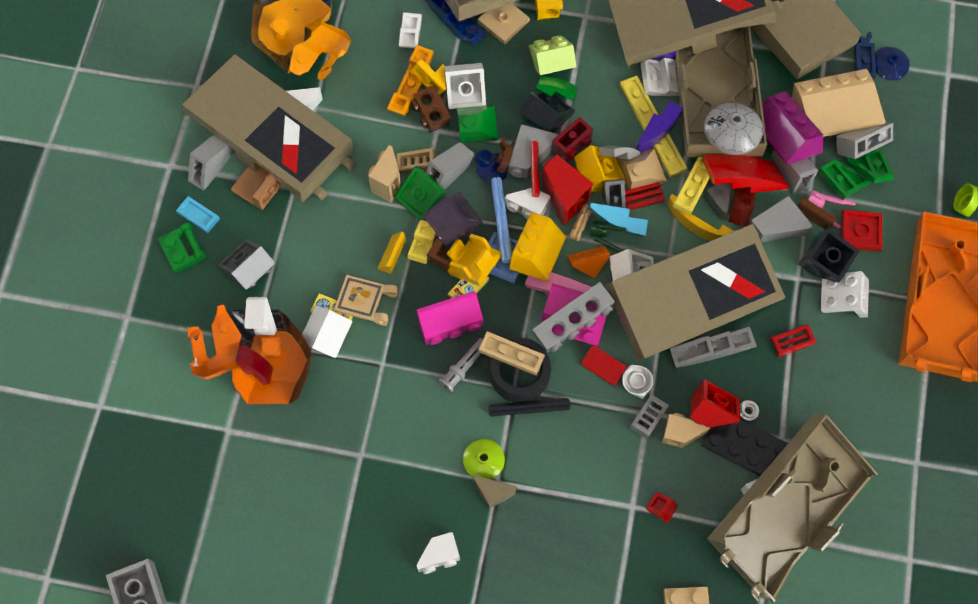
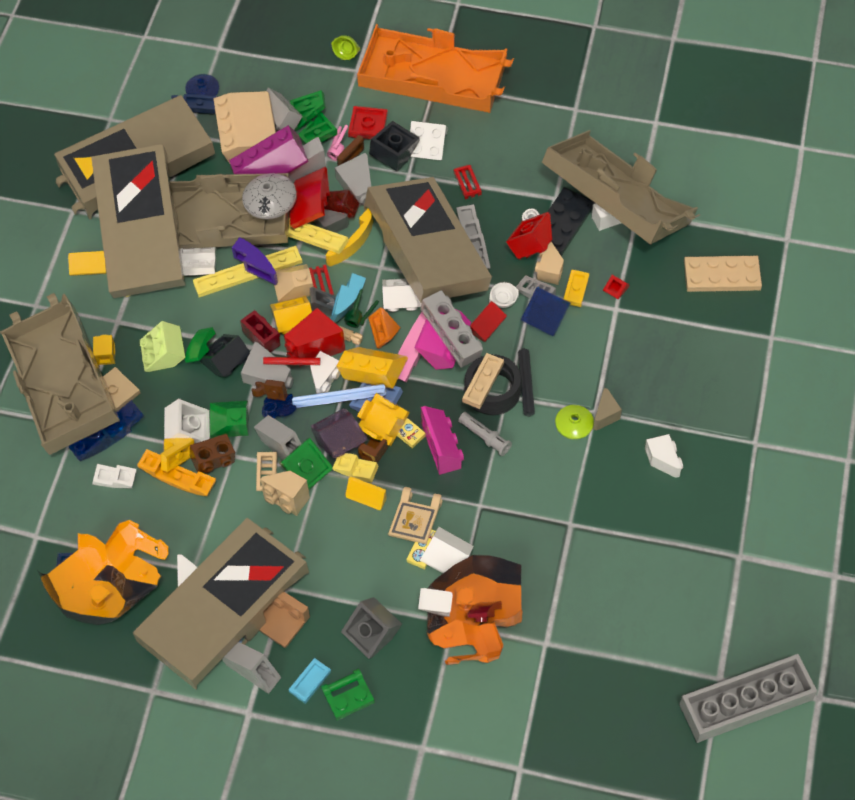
camera: 85 degrees left, 10 degrees down
(617, 425) = (545, 311): none -> clear blue tile
(619, 152) = (279, 293): light grey slope -> none
(654, 460) = (576, 287): none -> yellow plate

